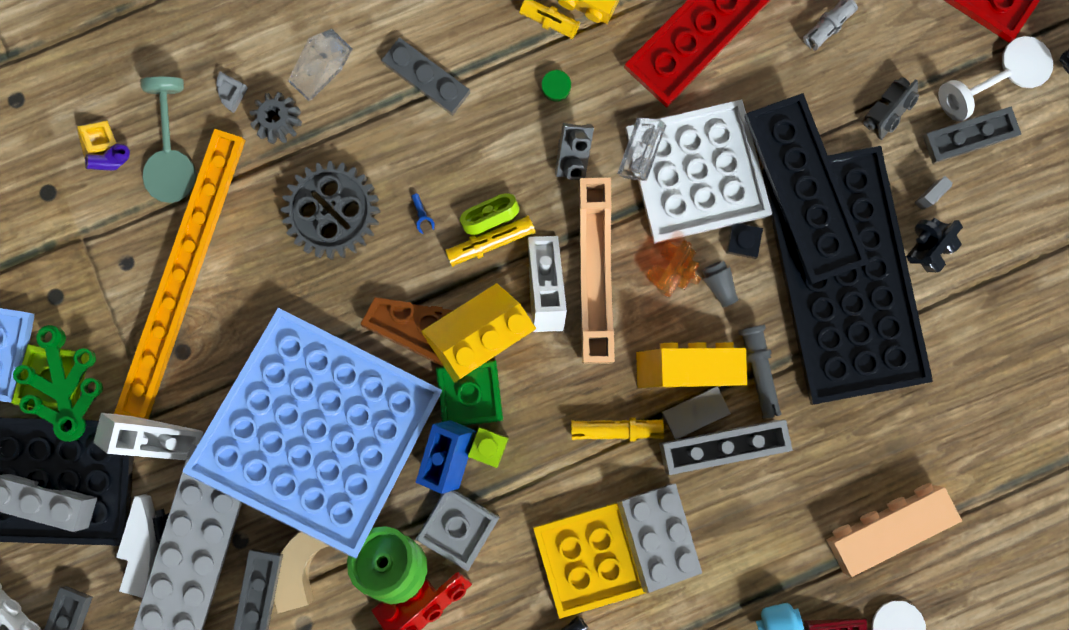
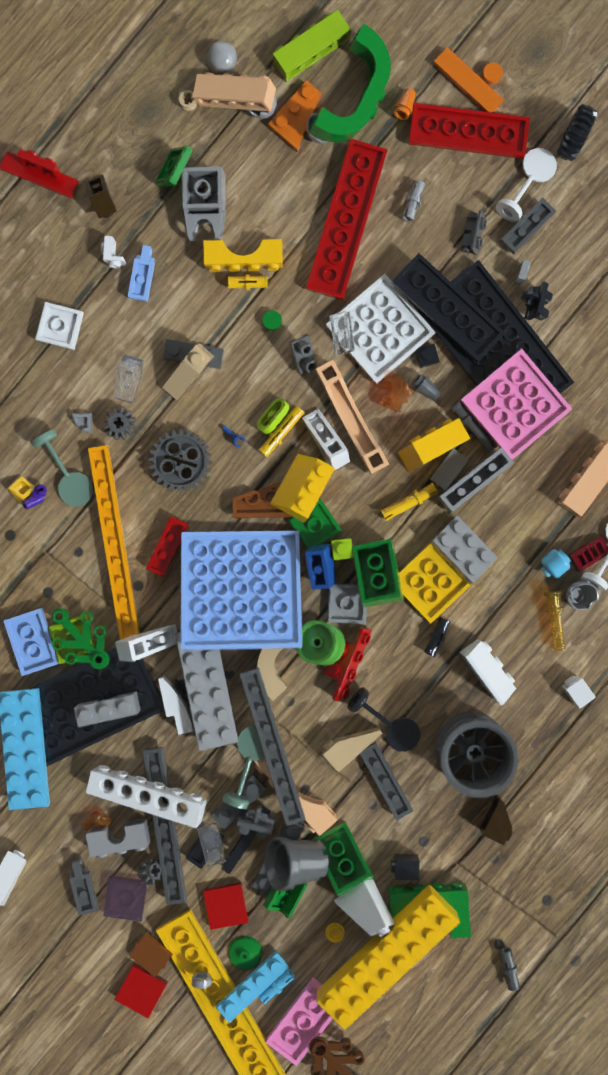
camera: 25 degrees left, 5 degrees up
(249, 318) = (167, 546): none -> red plate
(405, 93) = (188, 371): none -> tan slope
(520, 508) = (377, 573): none -> green brick
(835, 370) = (516, 404): none -> bright pink plate

